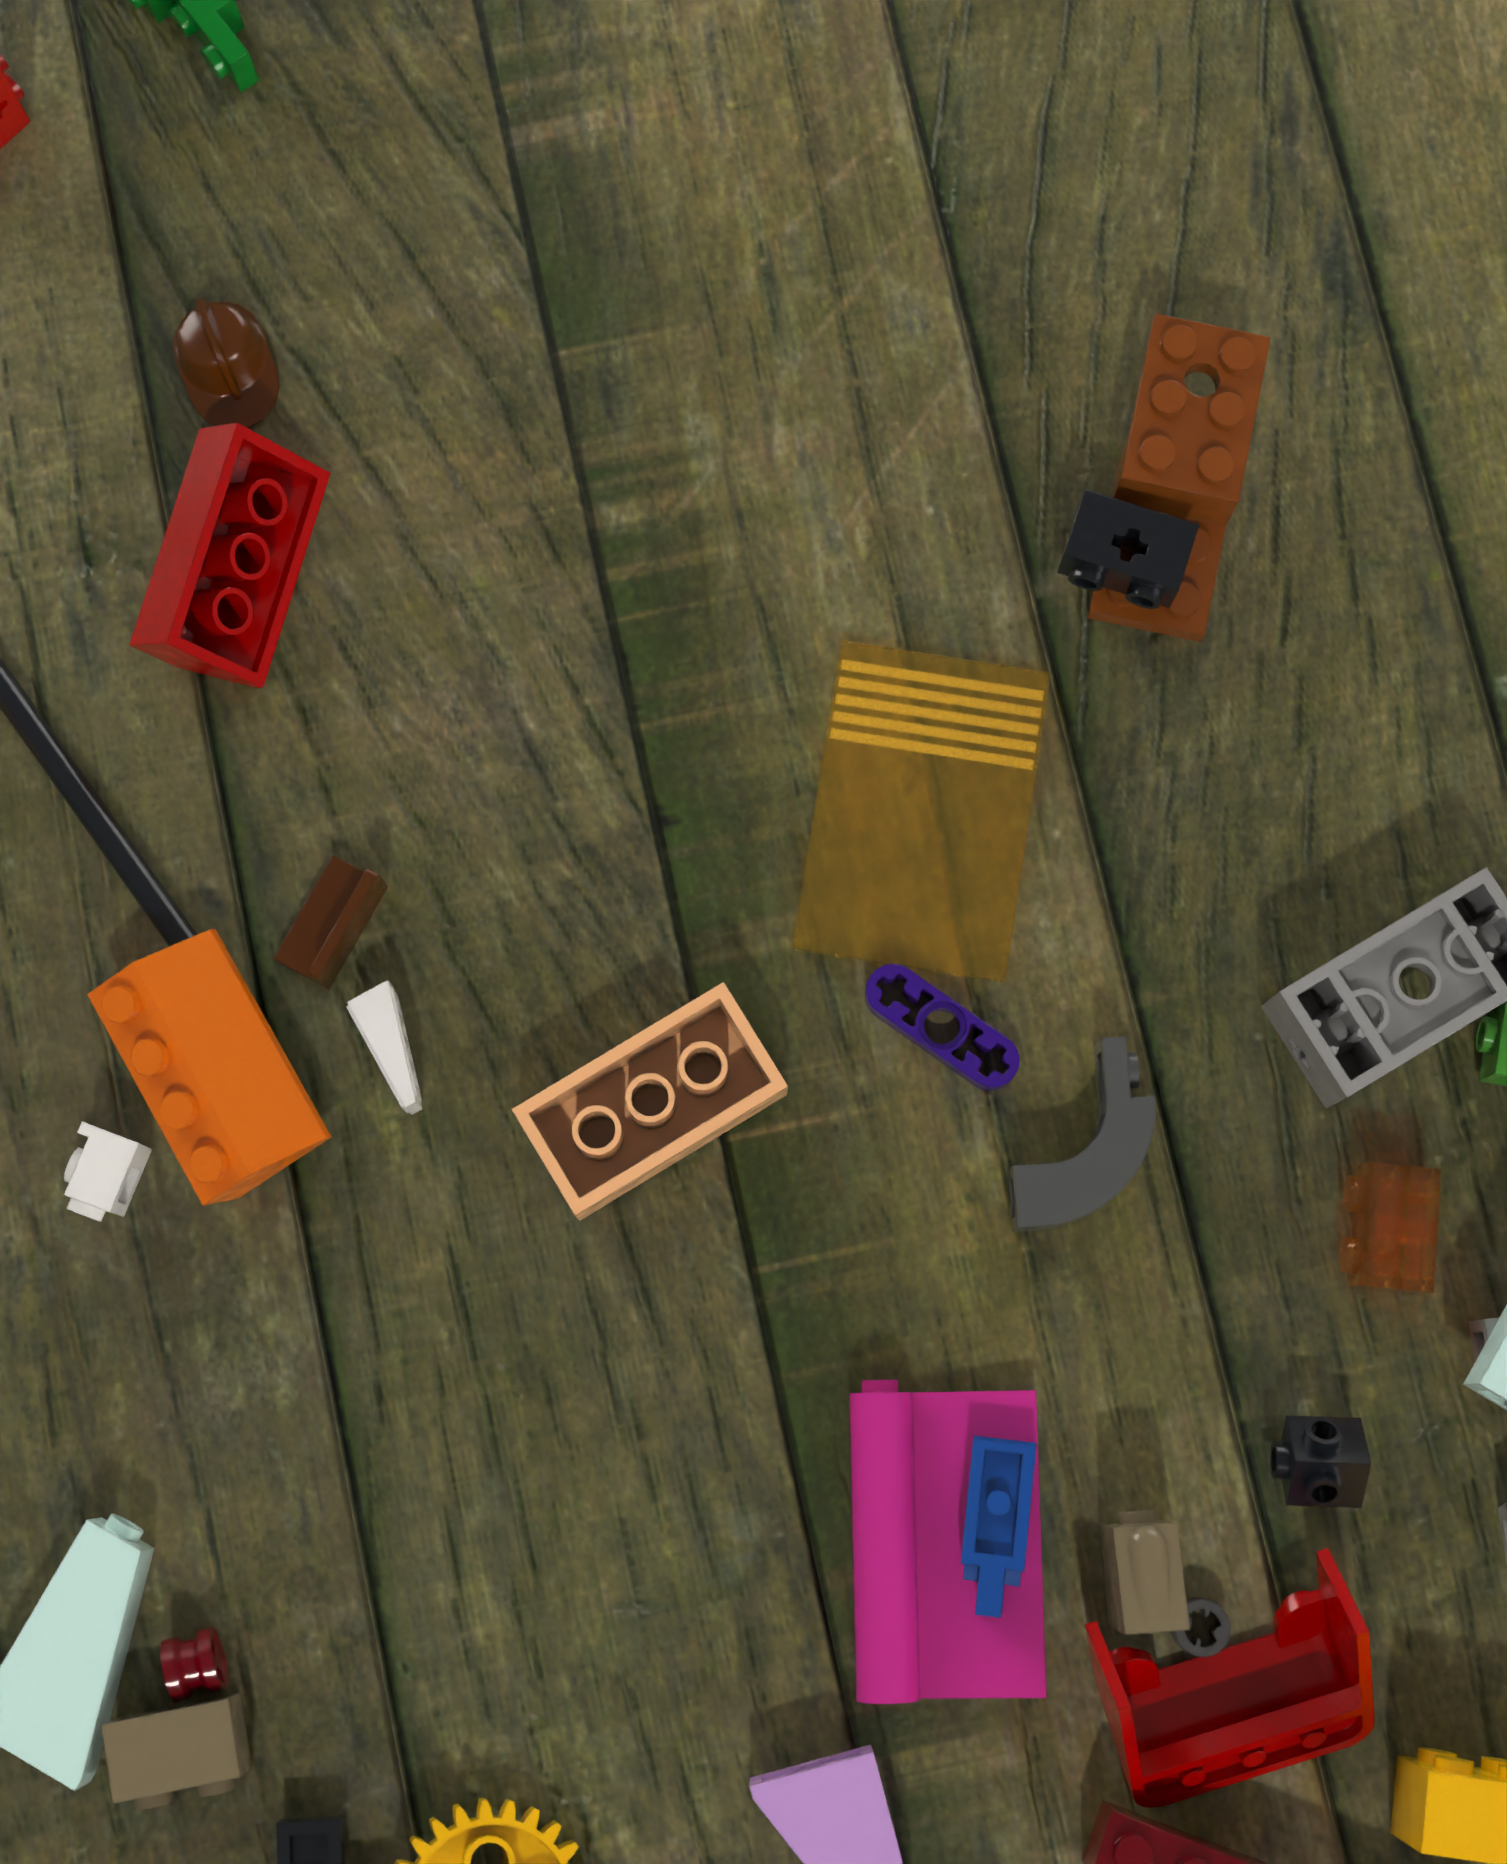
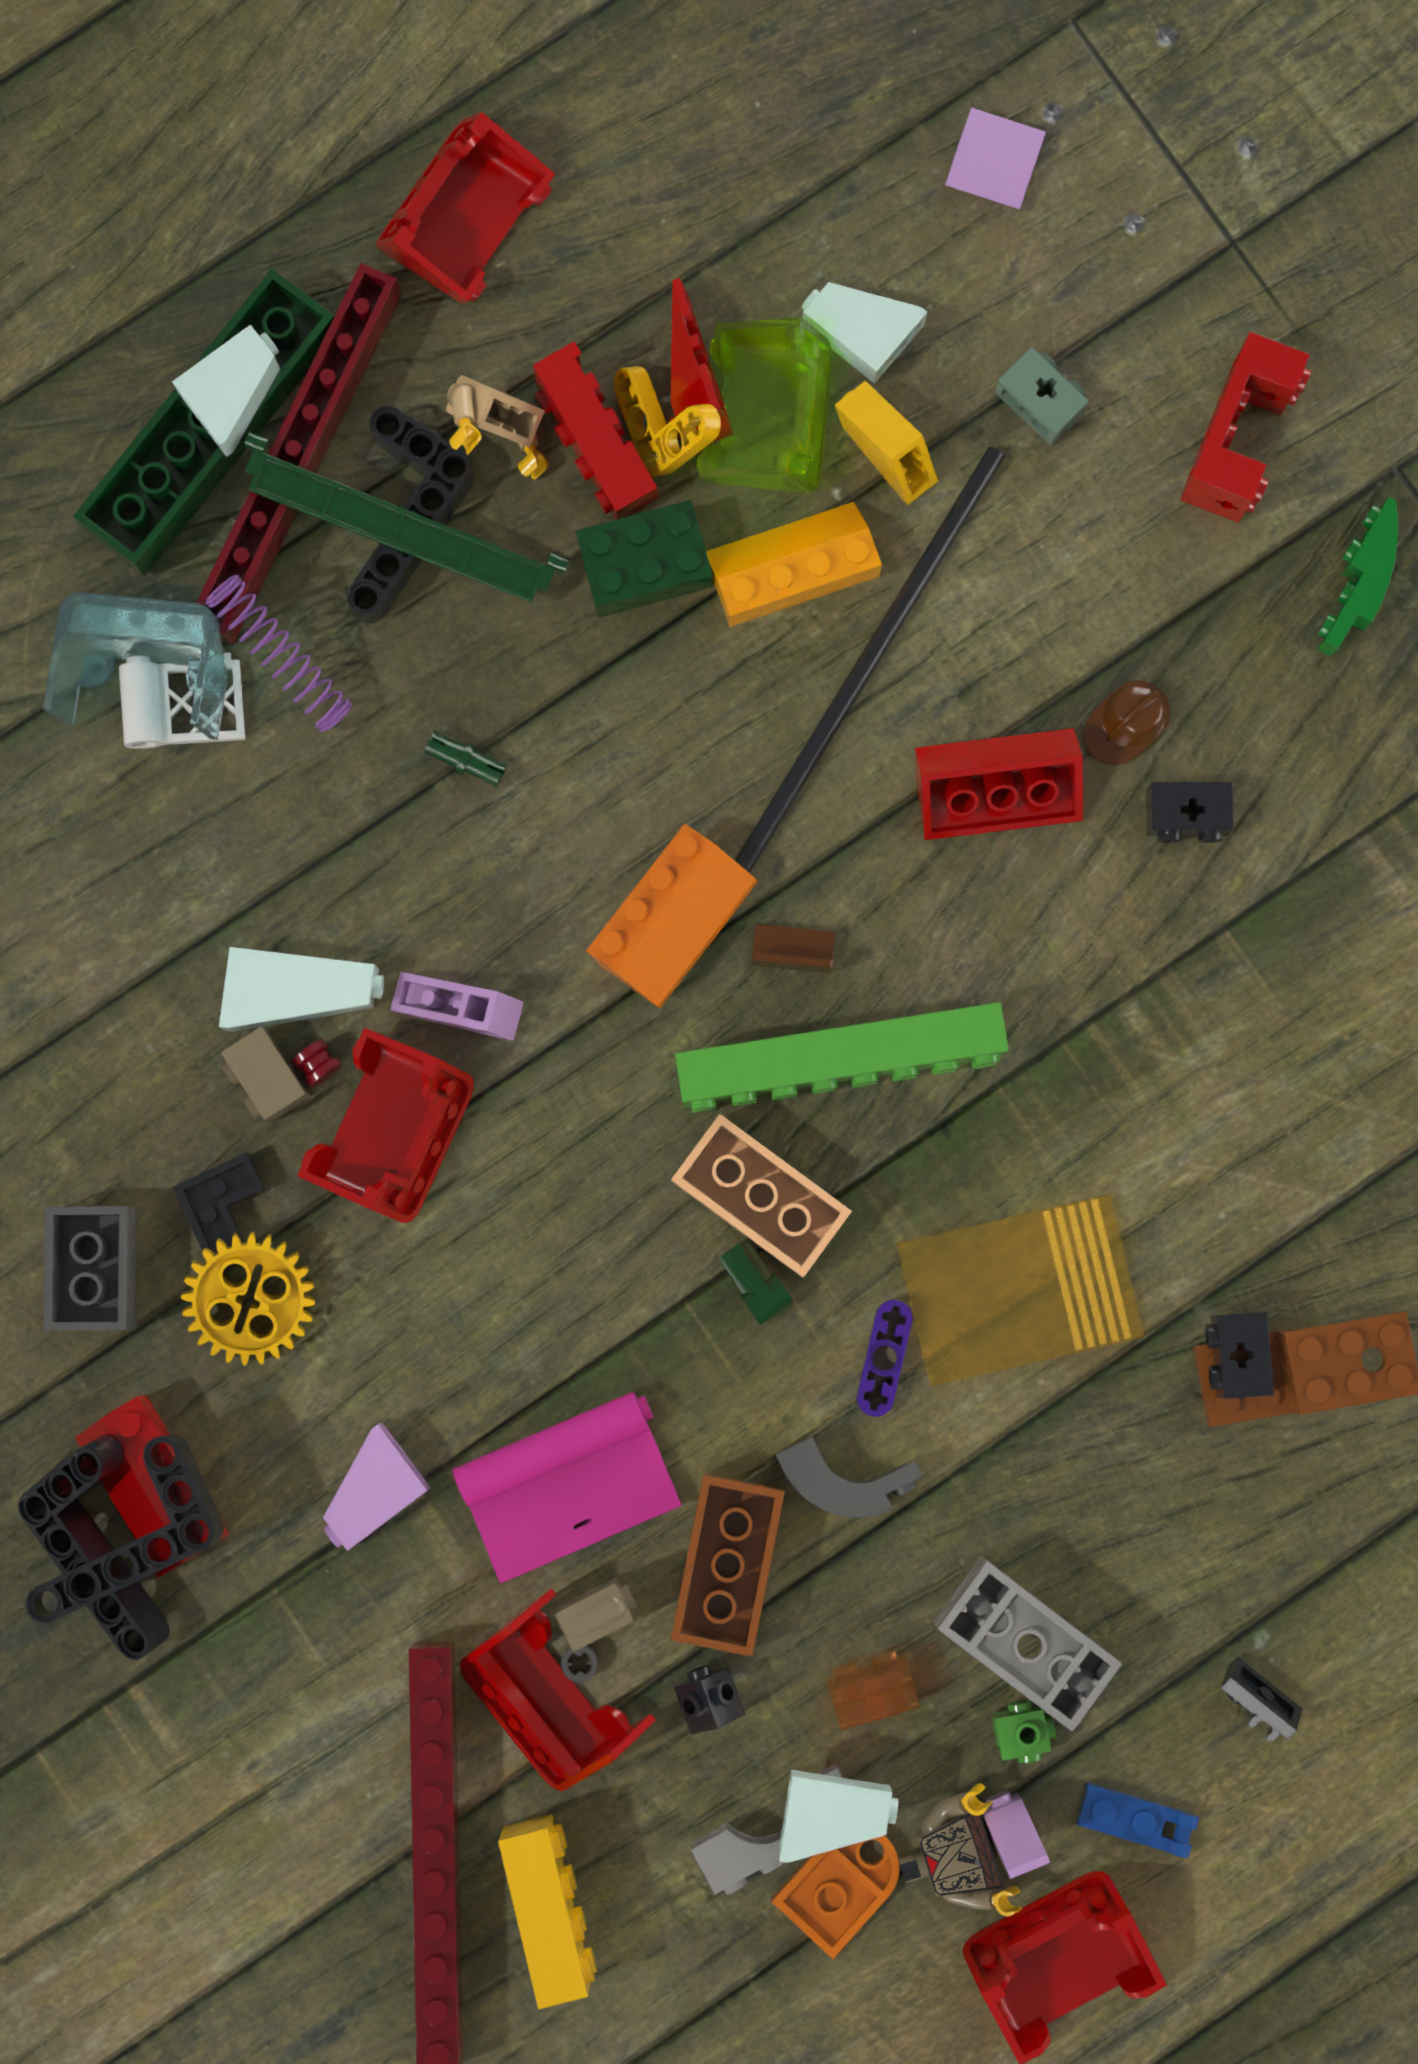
camera: 70 degrees right, 5 degrees up
(104, 1173) = (582, 879): white brick -> none
(201, 1422) = (457, 1005): none -> lavender slope
(334, 1589) = (392, 1128): none -> red windscreen
(377, 298) = (1209, 799): none -> black brick
(383, 1029) = (736, 1013): white slope -> none
(503, 914) = (842, 1055): none -> bright green brick
(782, 1156) = (759, 1288): none -> dark green piece
(997, 1518) = (594, 1511): blue hinge -> none
(1145, 1358) = (727, 1564): none -> dark orange brick

